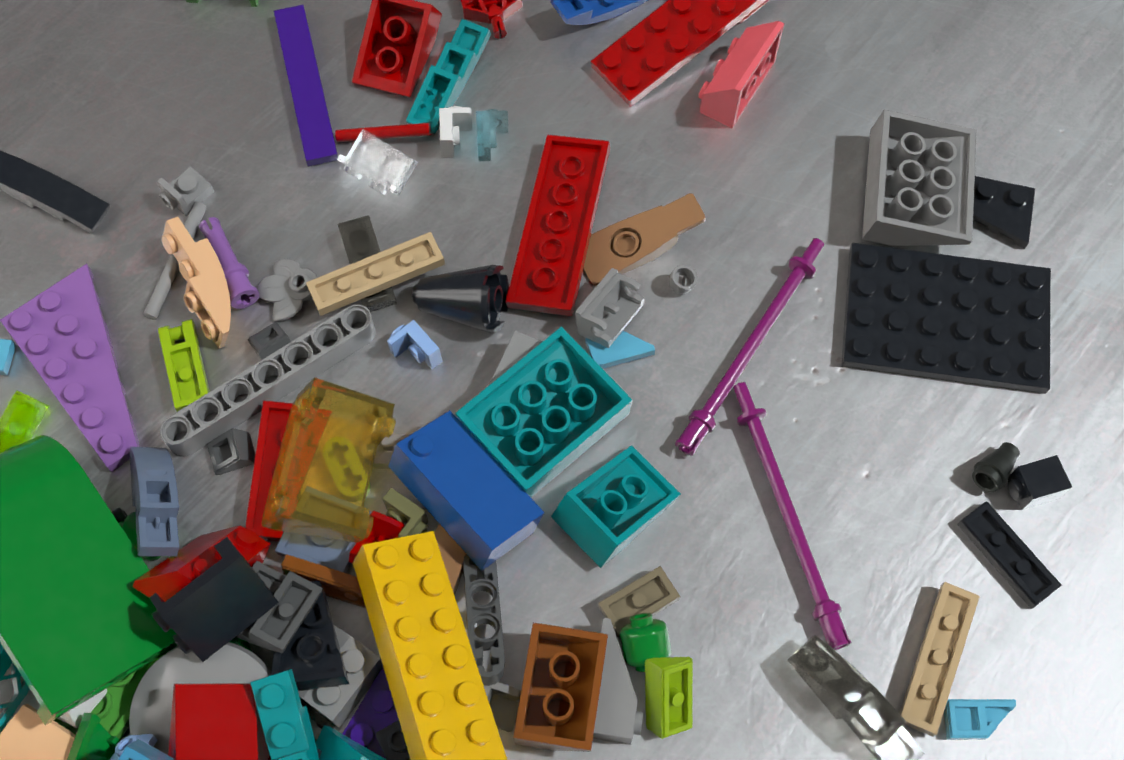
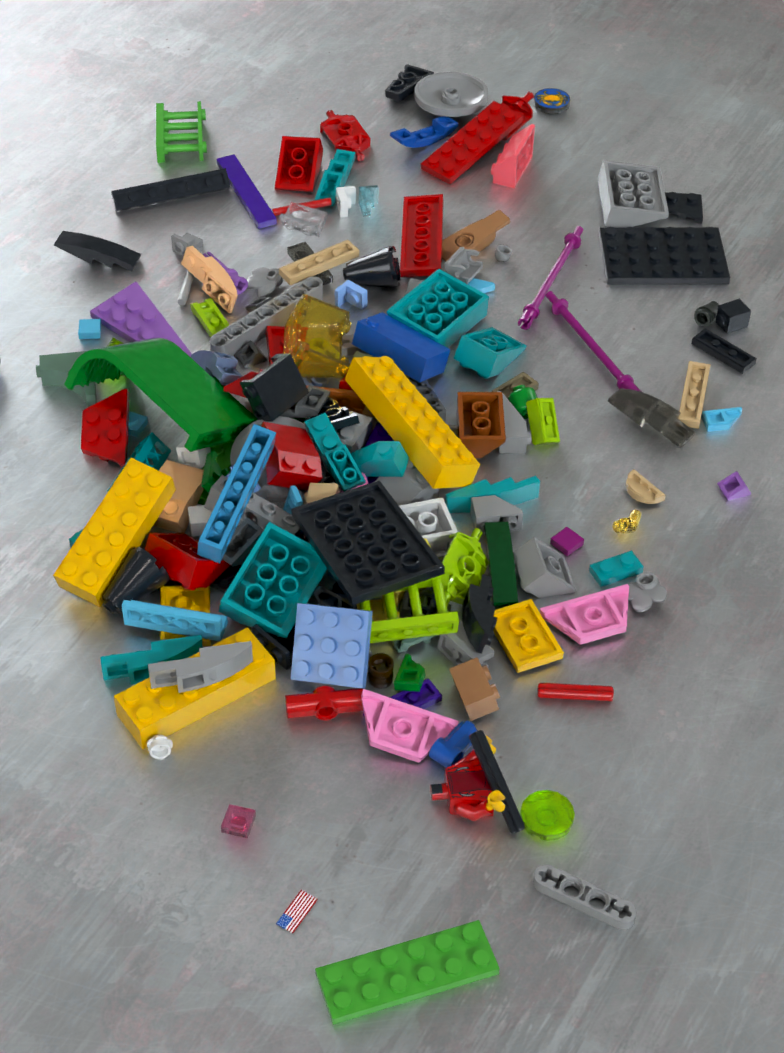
camera: 10 degrees left, 20 degrees down
(185, 71) = (170, 189): none -> black plate

